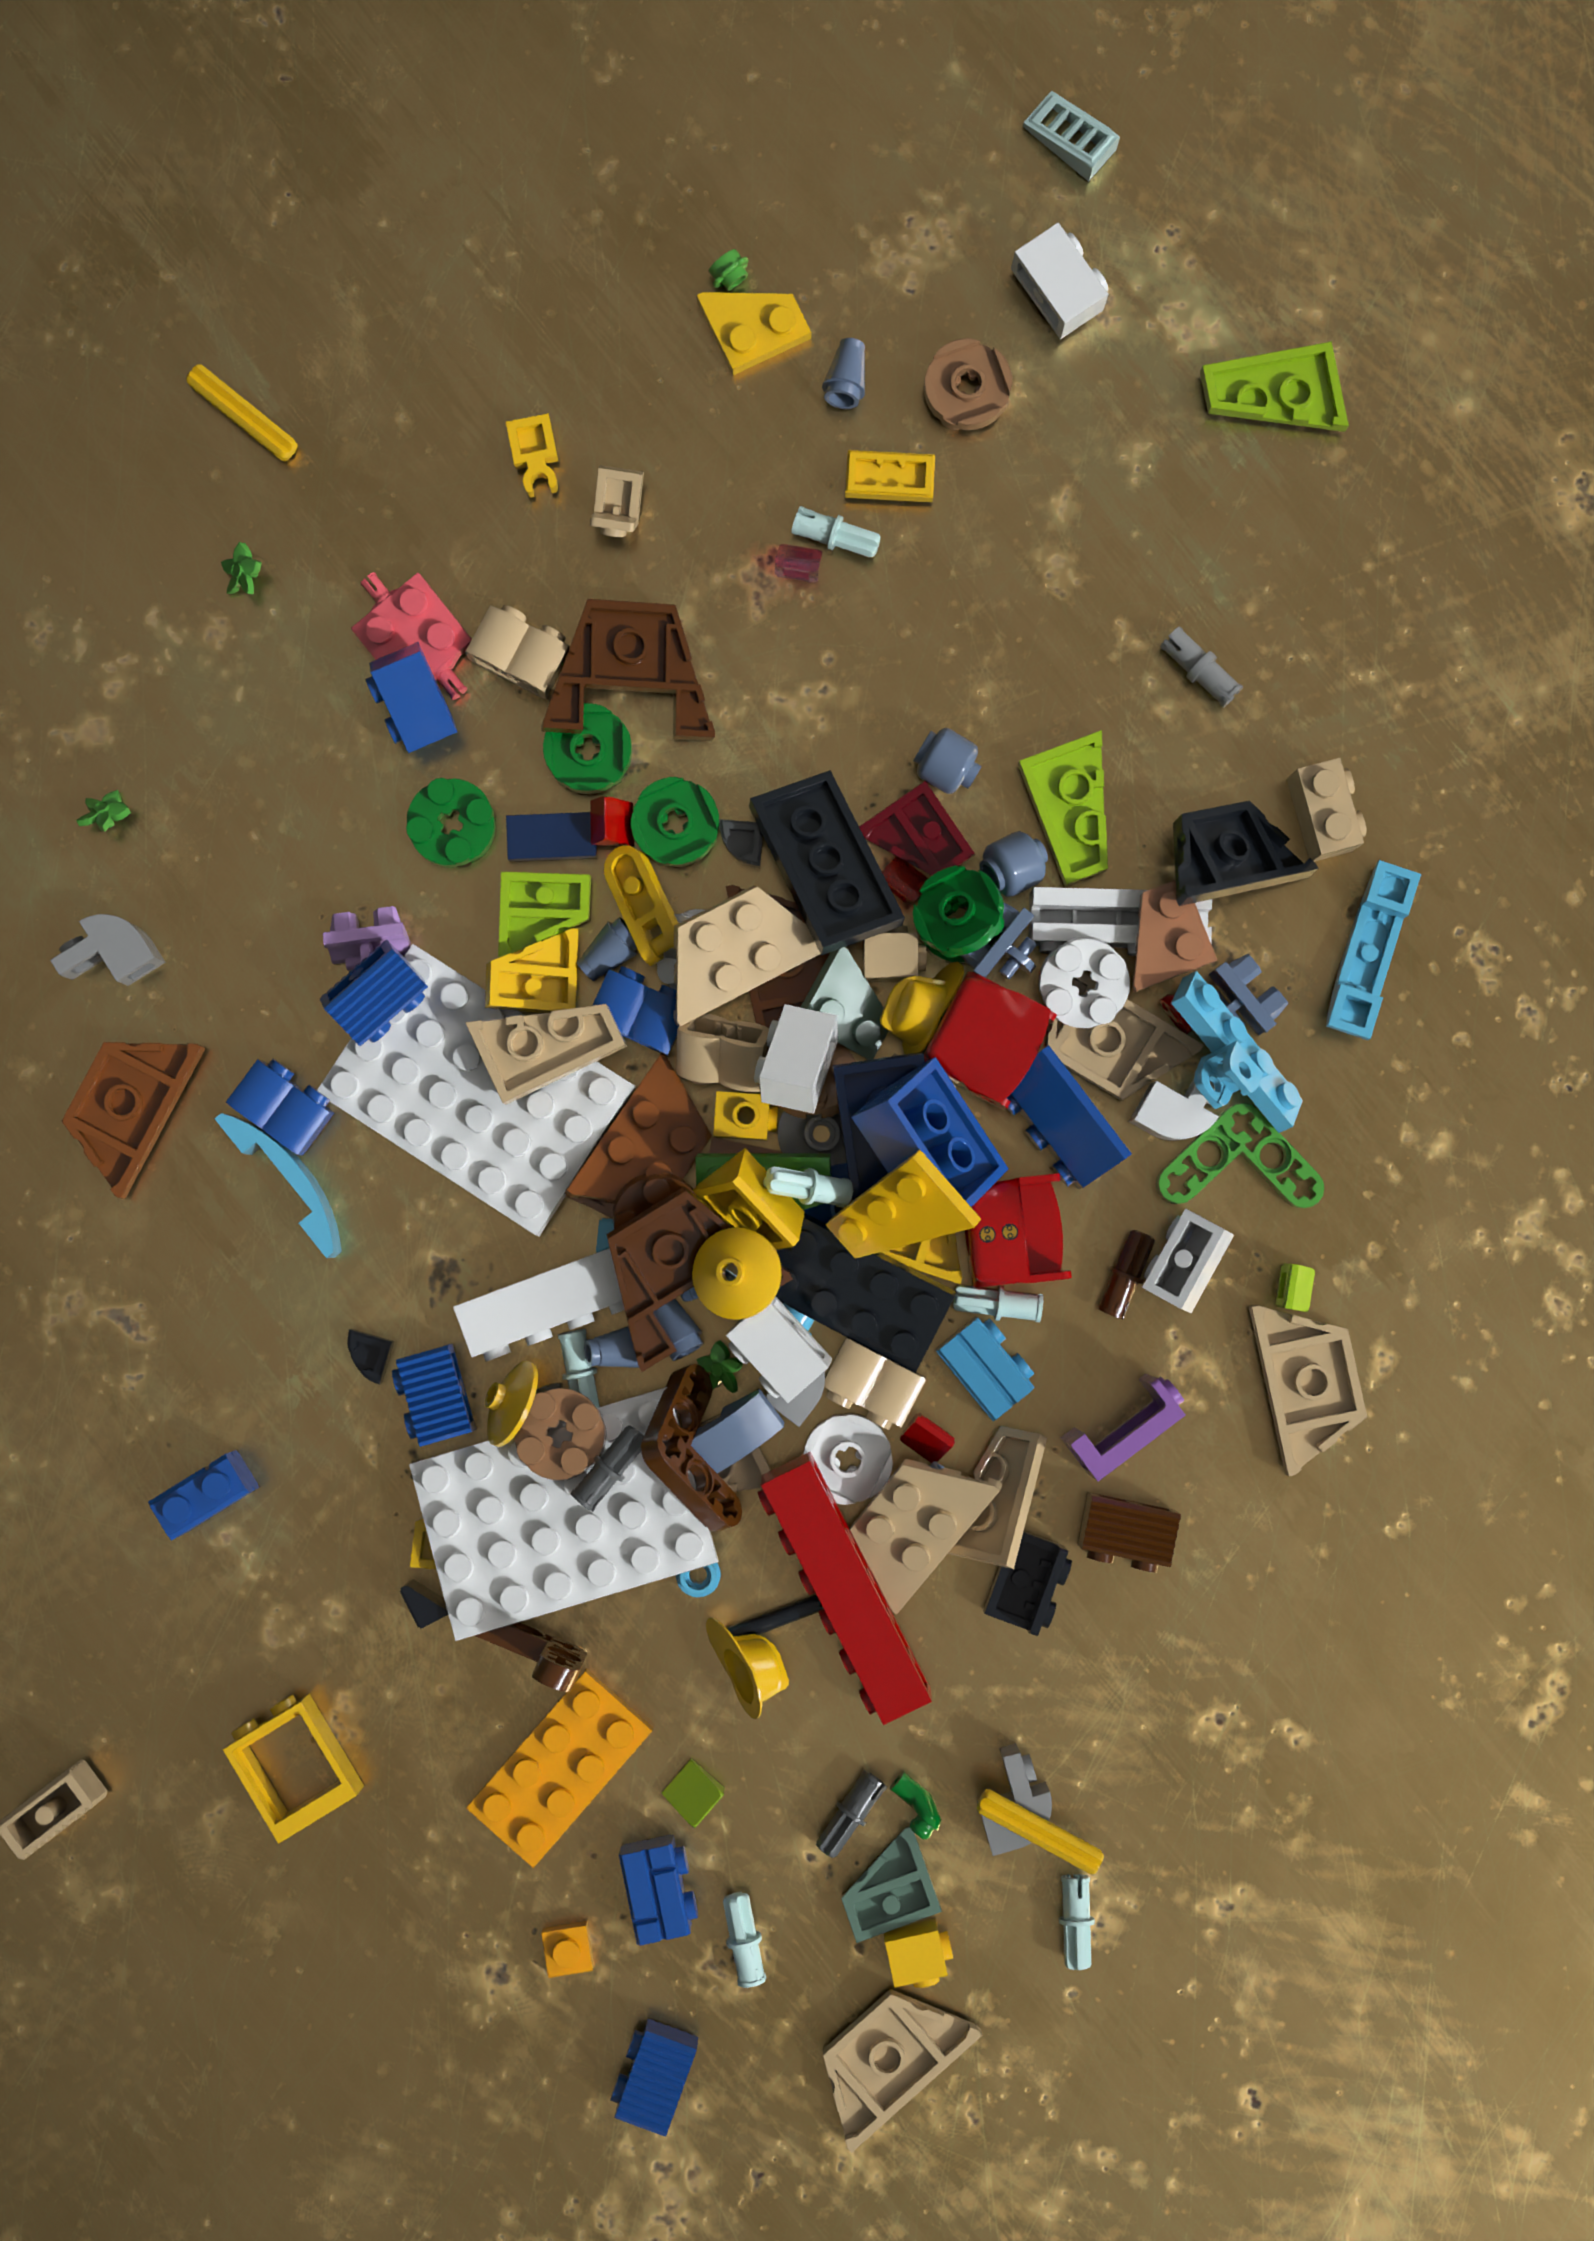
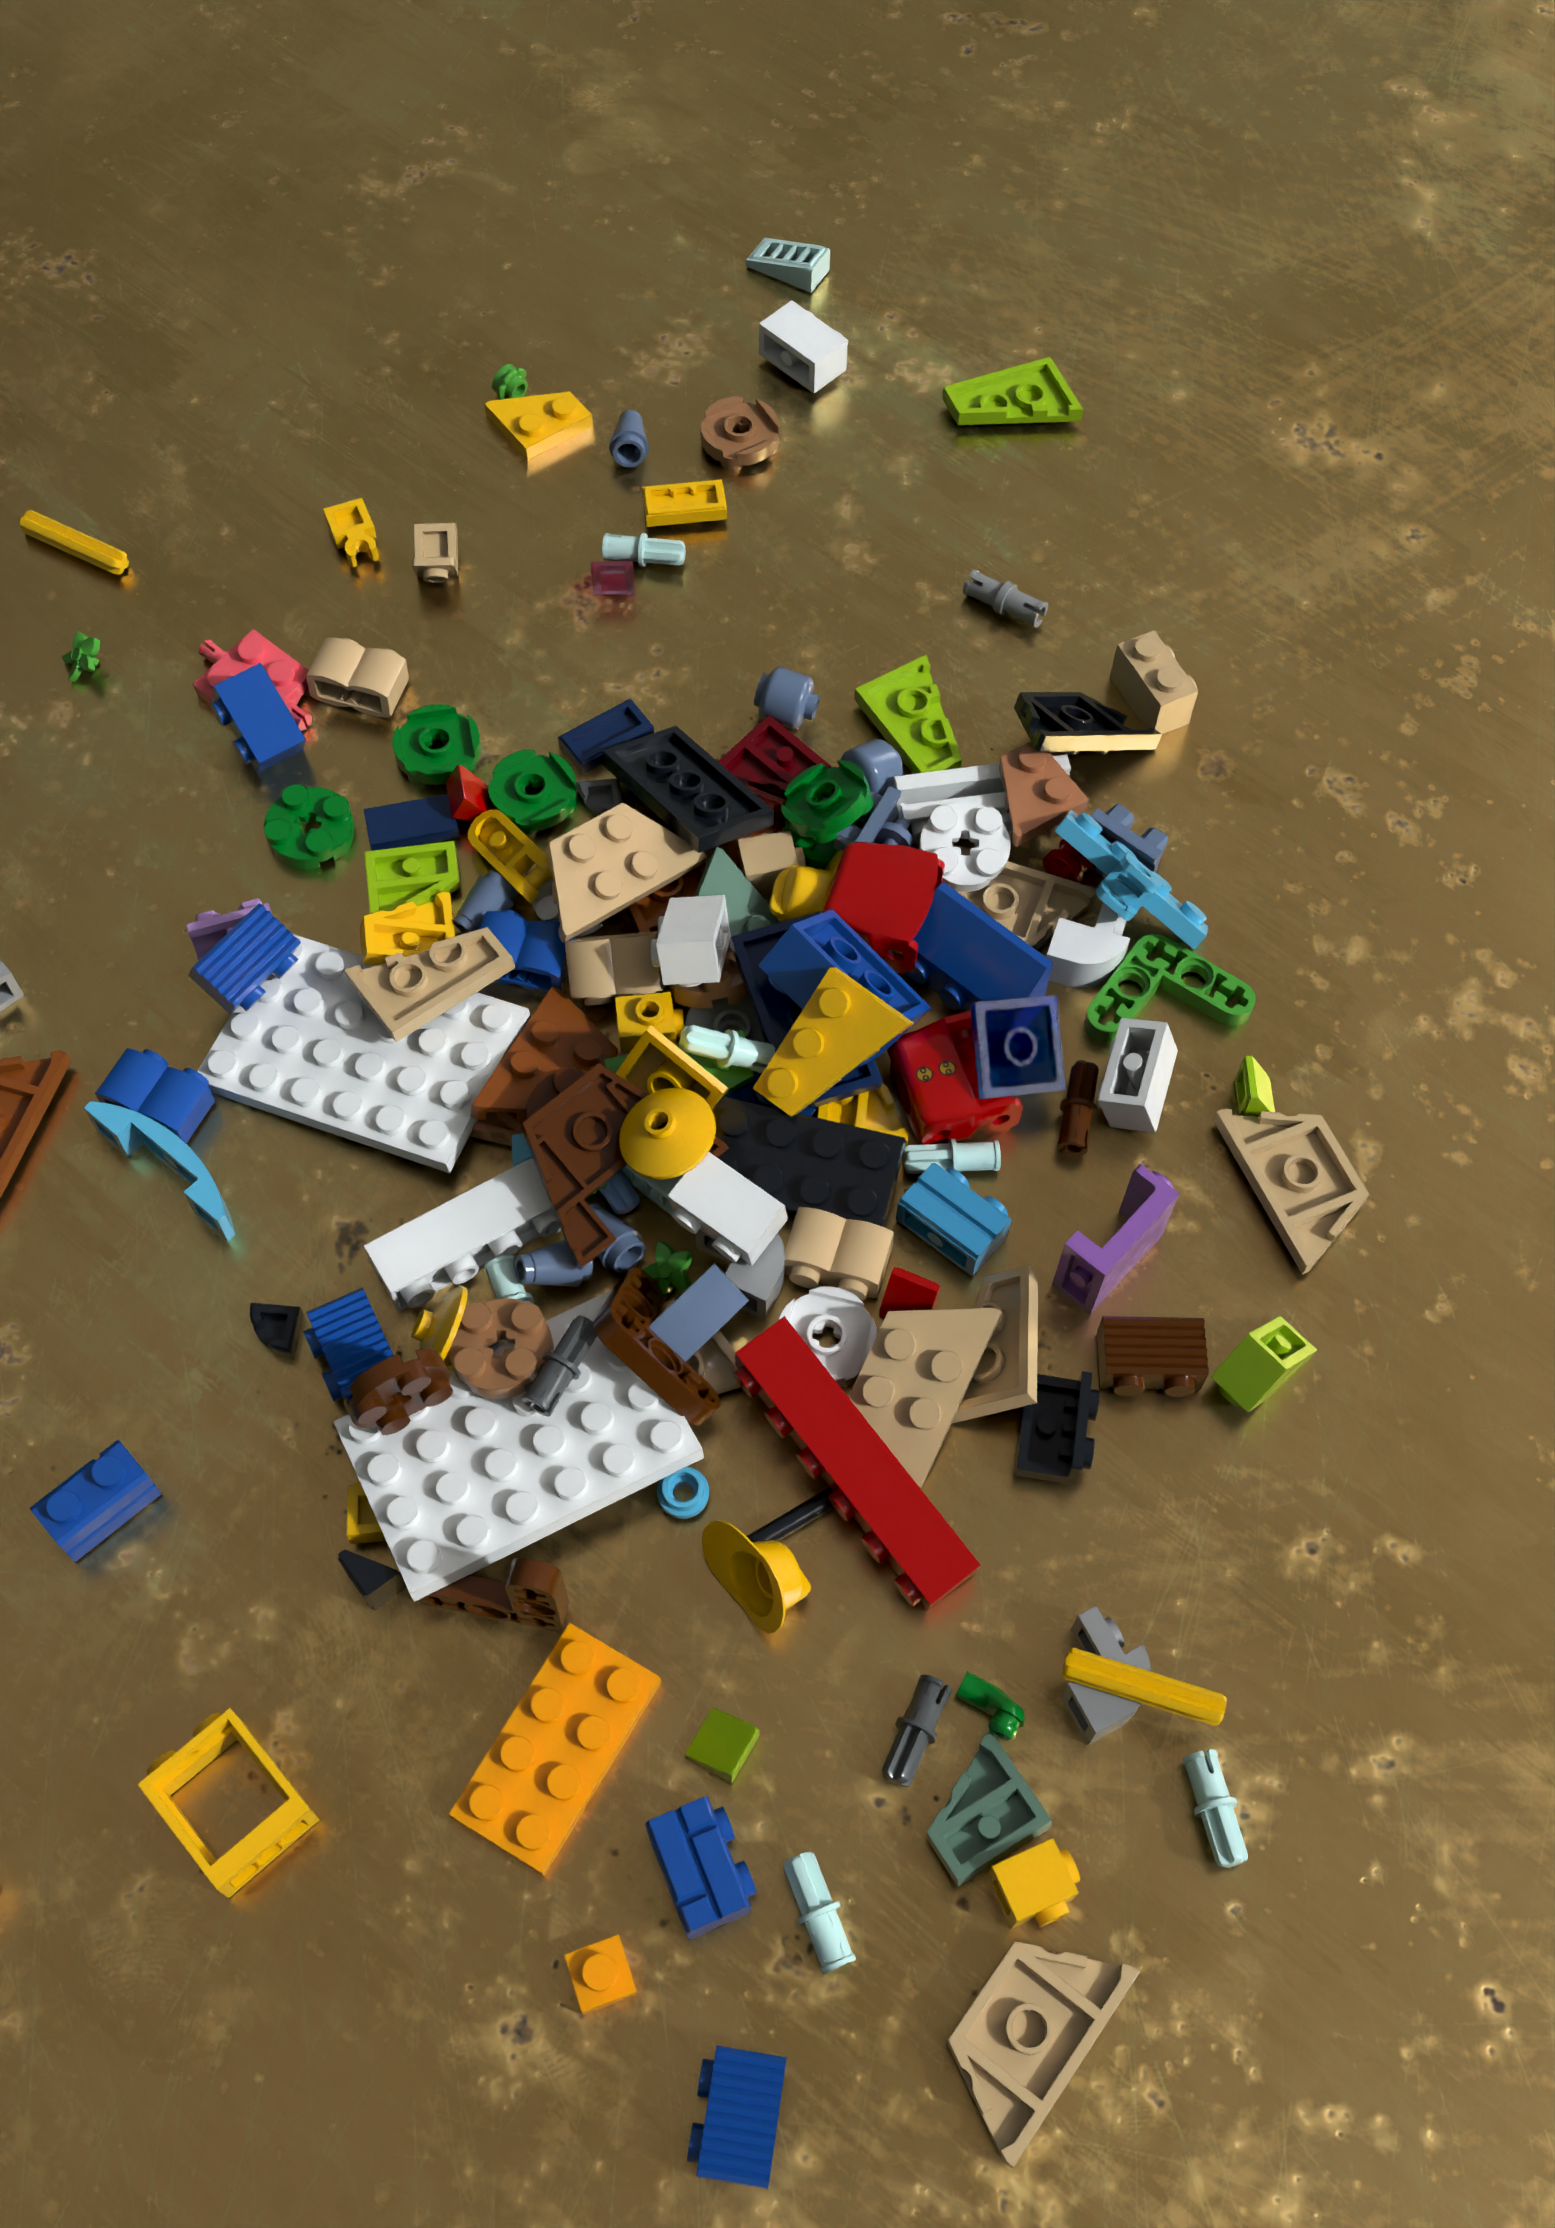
camera: 10 degrees left, 25 degrees down
(466, 1477) = (395, 1390): none -> reddish brown plate
(629, 650) = (467, 659): reddish brown wing -> none
(759, 764) = (614, 727): none -> dark blue tile
(1079, 1222) = (1018, 1046): none -> clear blue slope
(1225, 1557) = (1262, 1363): none -> lime slope
(1370, 949) = (1232, 785): medium azure slope -> none

